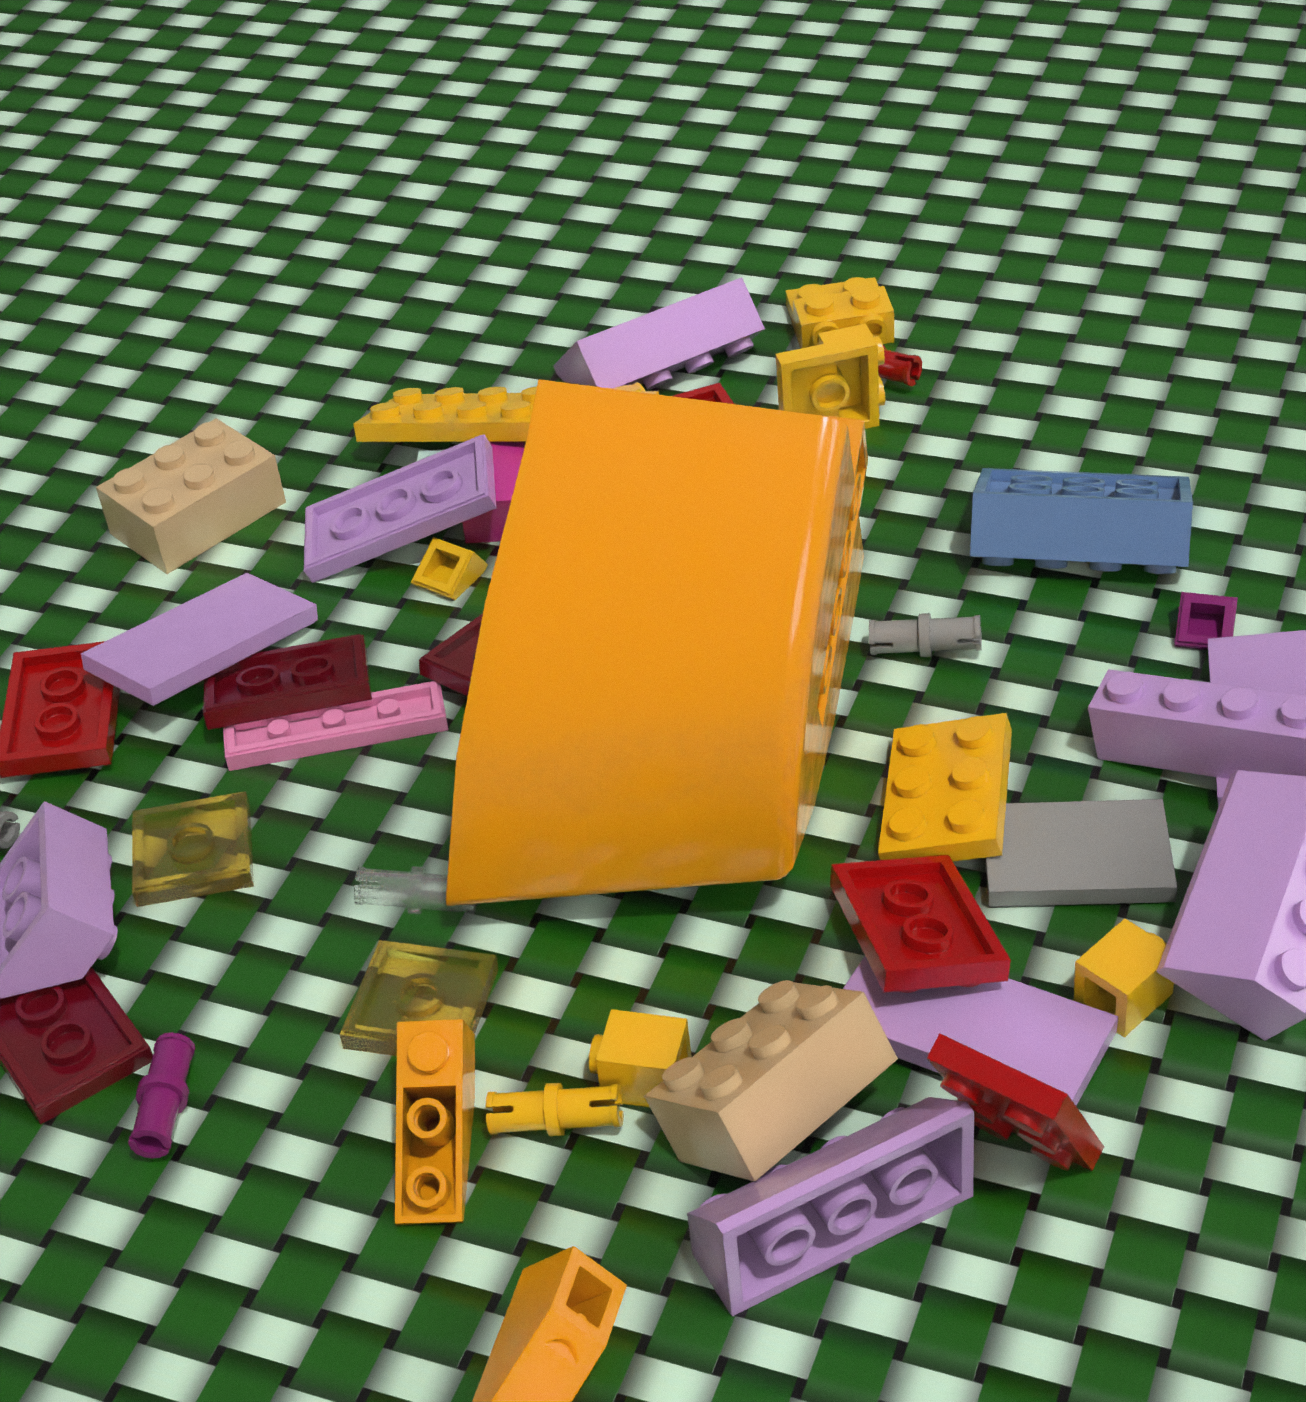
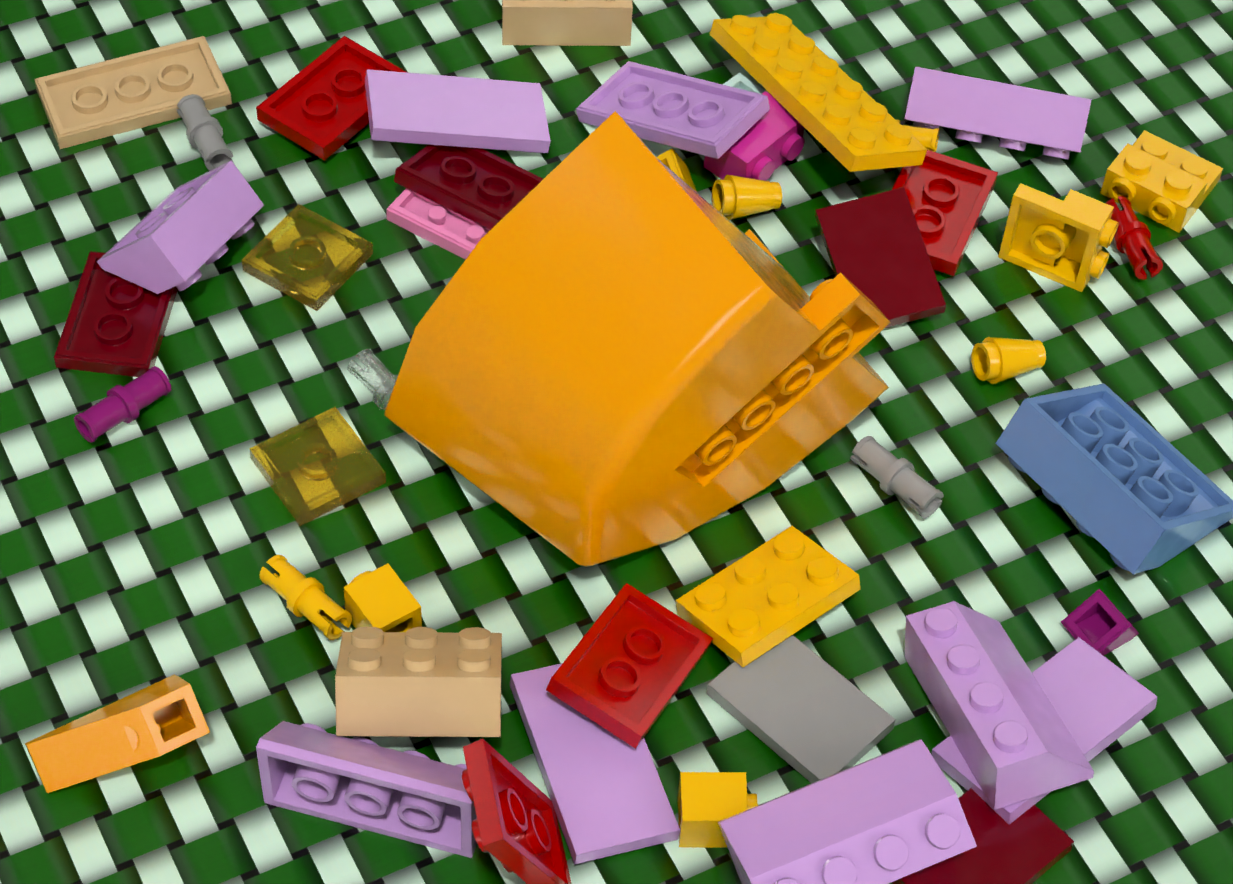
camera: 35 degrees right, 10 degrees up
(433, 1120) = (236, 544): light orange slope -> none
(893, 499) = (1005, 358): none -> yellow cone

